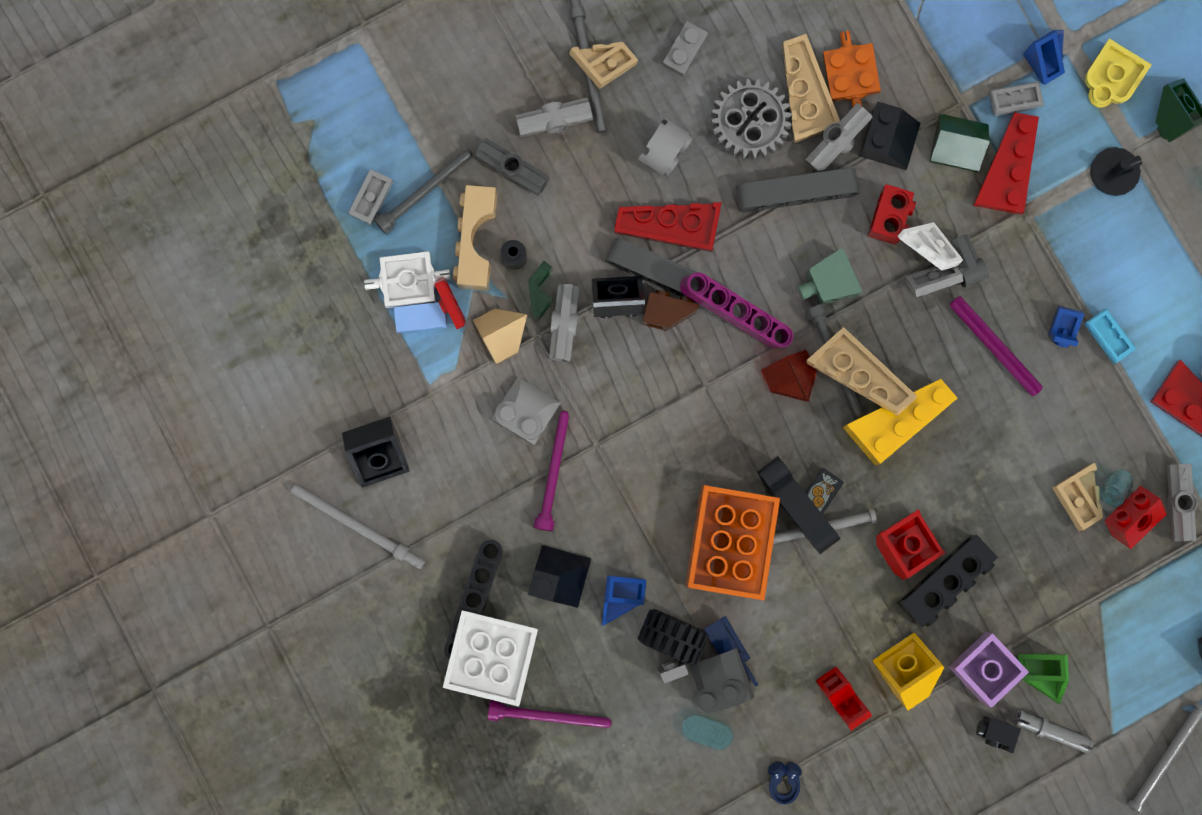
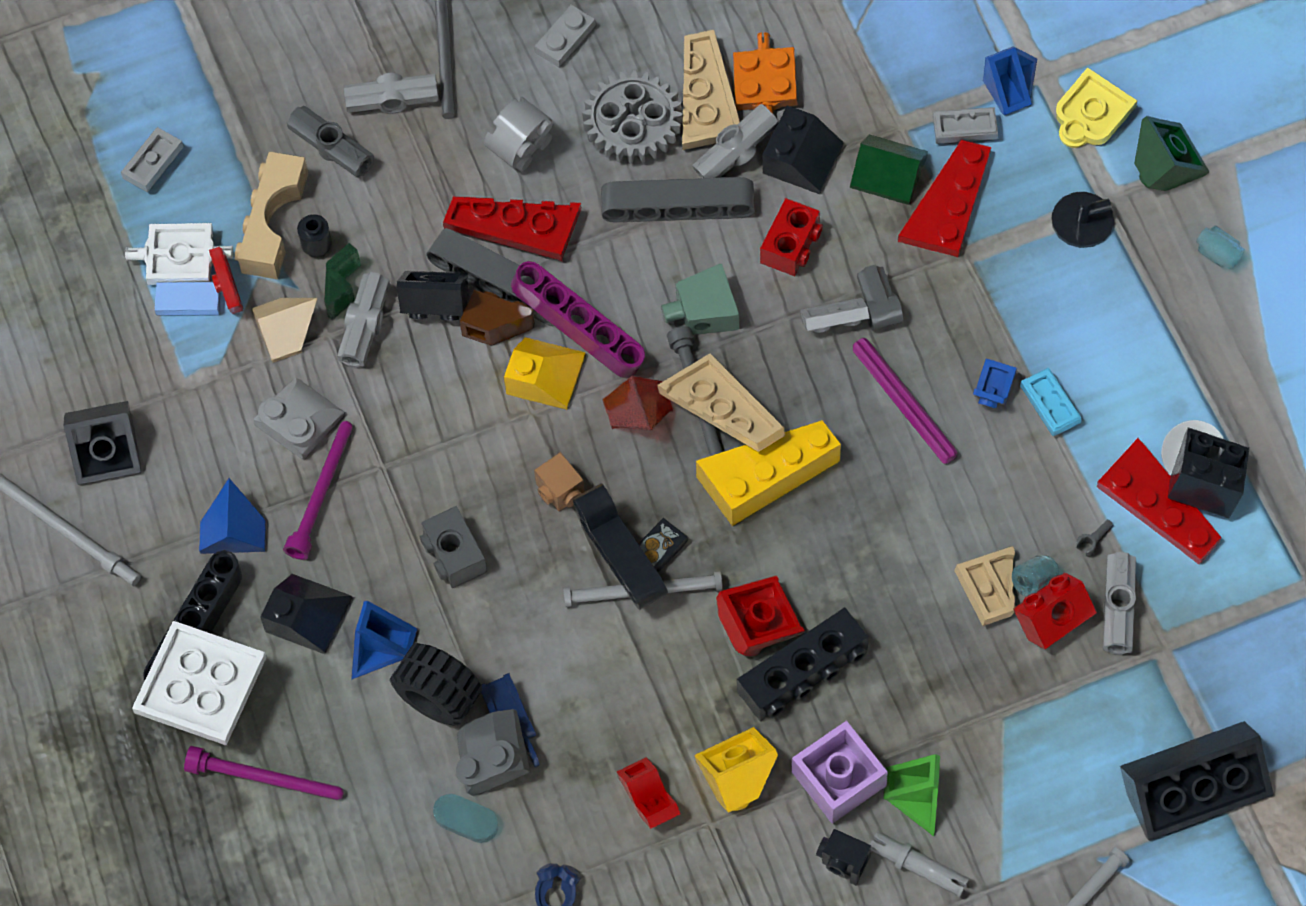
camera: 10 degrees right, 20 degrees down
(387, 220) = (166, 187): dark grey piece -> none
(489, 510) = (232, 524): none -> blue slope
(604, 62) = (462, 37): tan wing -> none
(660, 497) = (451, 529): none -> dark grey brick
(672, 670) = (429, 728): light grey plate -> none
(713, 351) = (543, 372): none -> yellow slope
(732, 542) = (529, 585): orange slope -> none
(739, 449) = (558, 482): none -> medium nougat brick
(932, 245) = (833, 271): white wing -> none
(1154, 446) = (1093, 538): none -> dark grey hand

